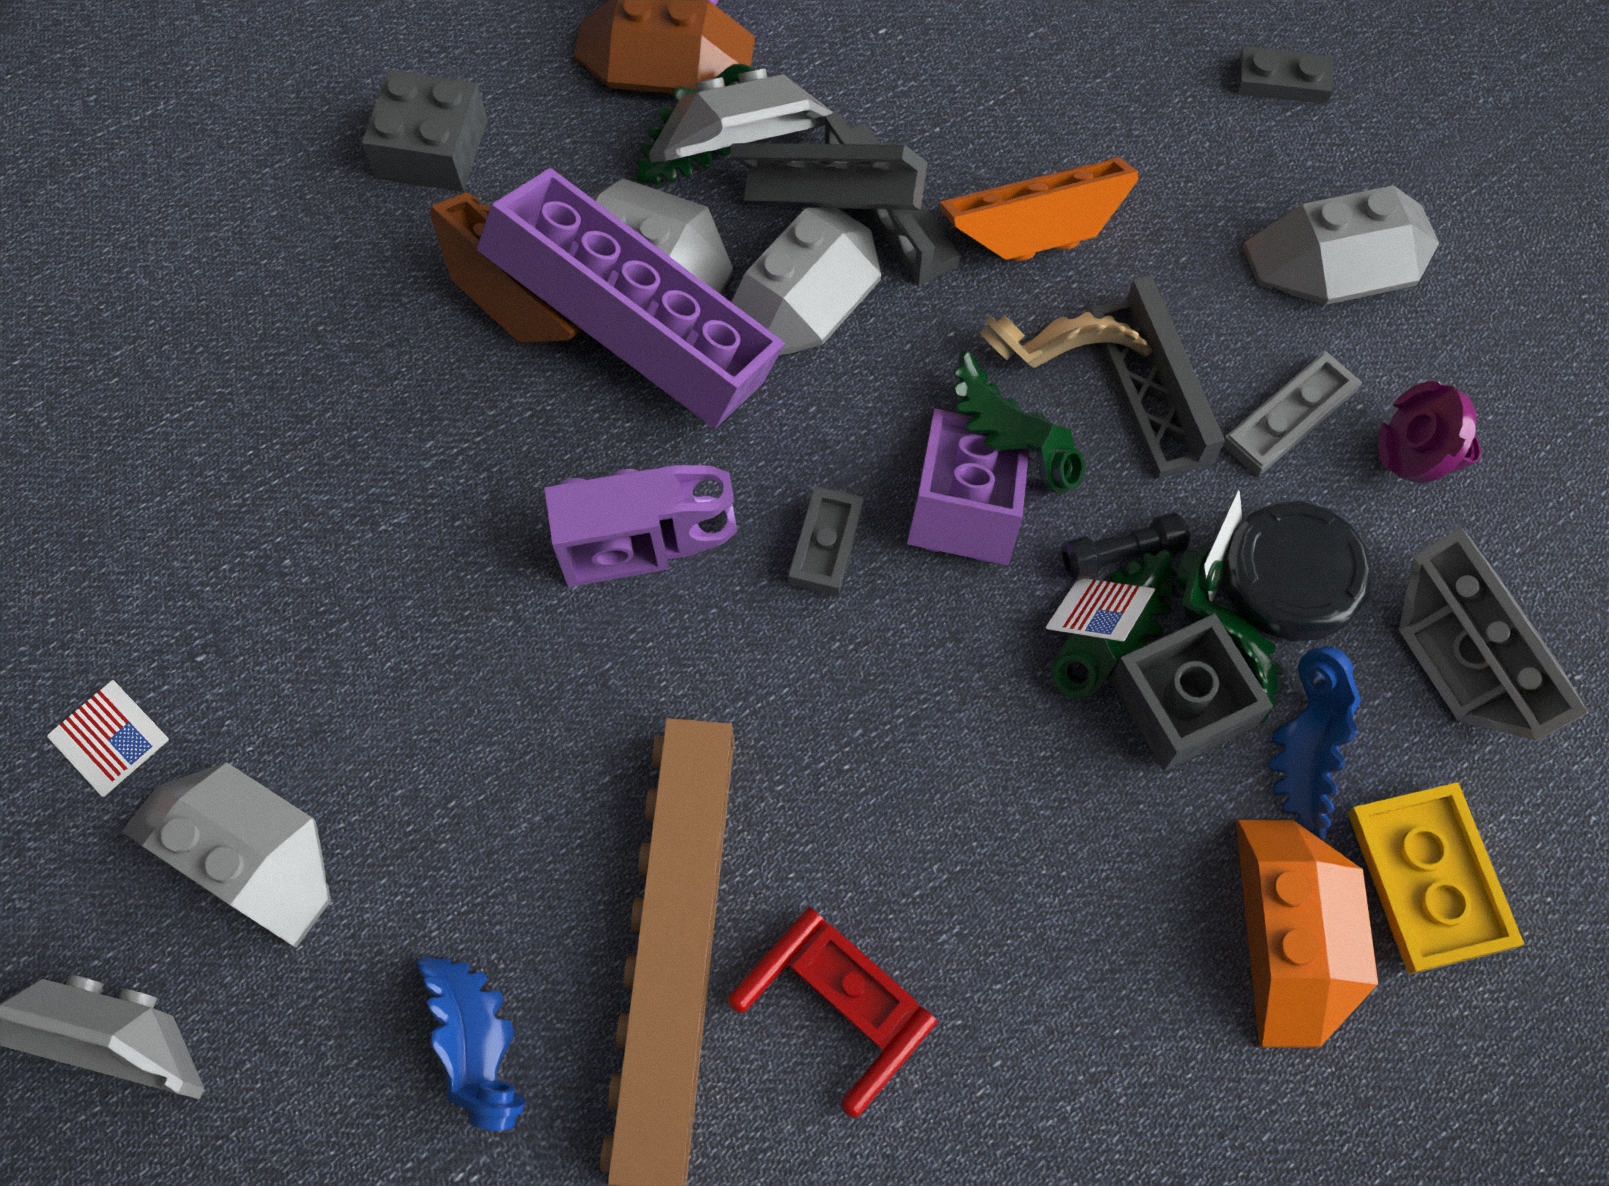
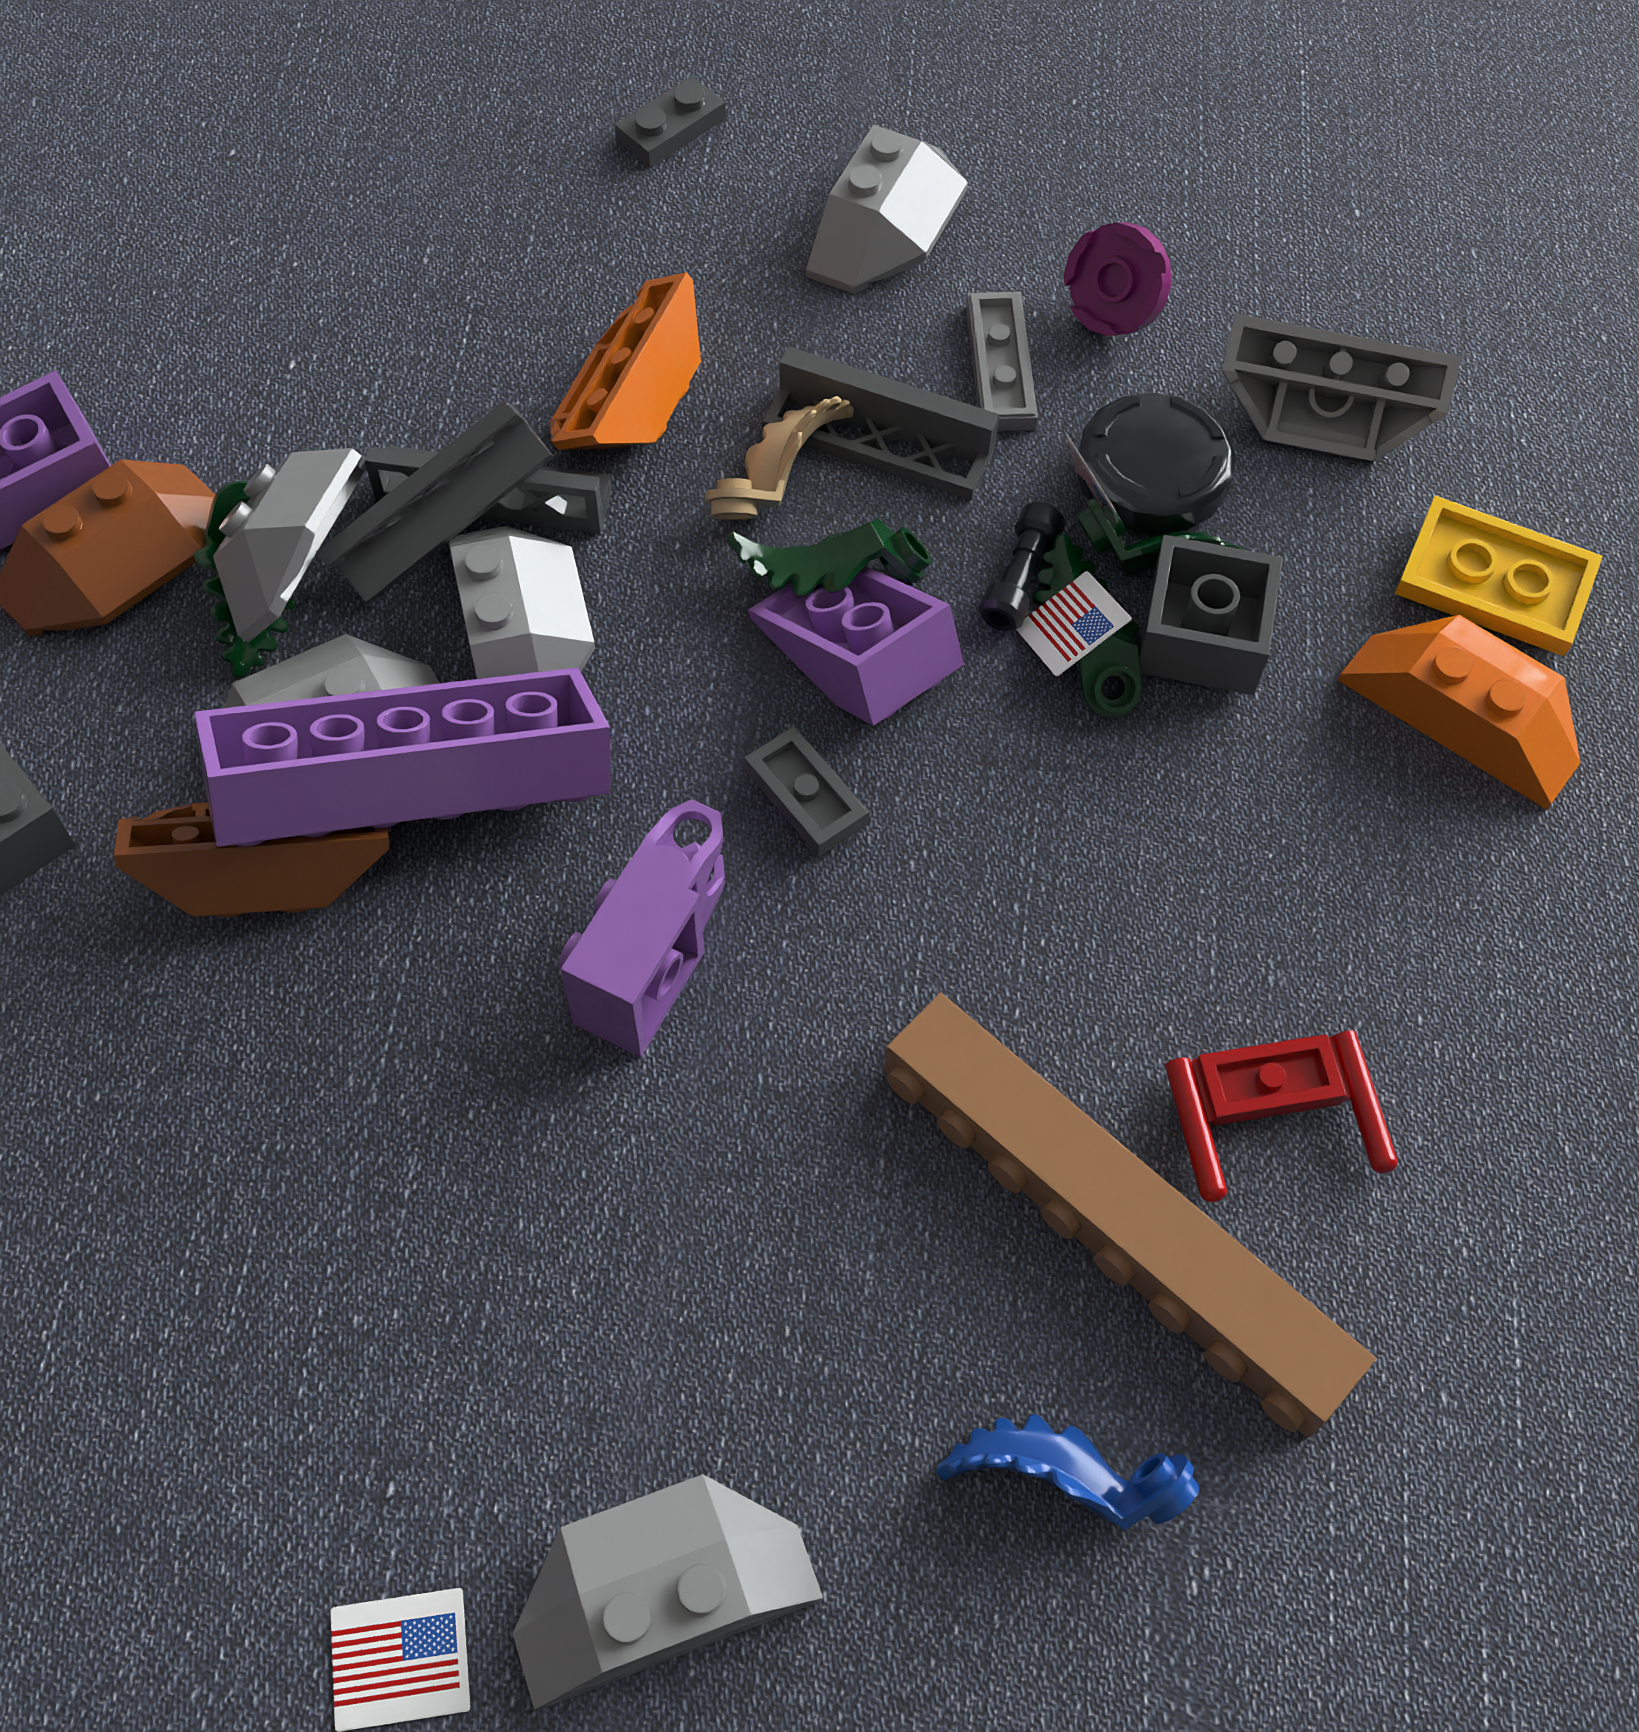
camera: 55 degrees left, 5 degrees down
(1315, 737) = (1320, 560): blue plant -> none

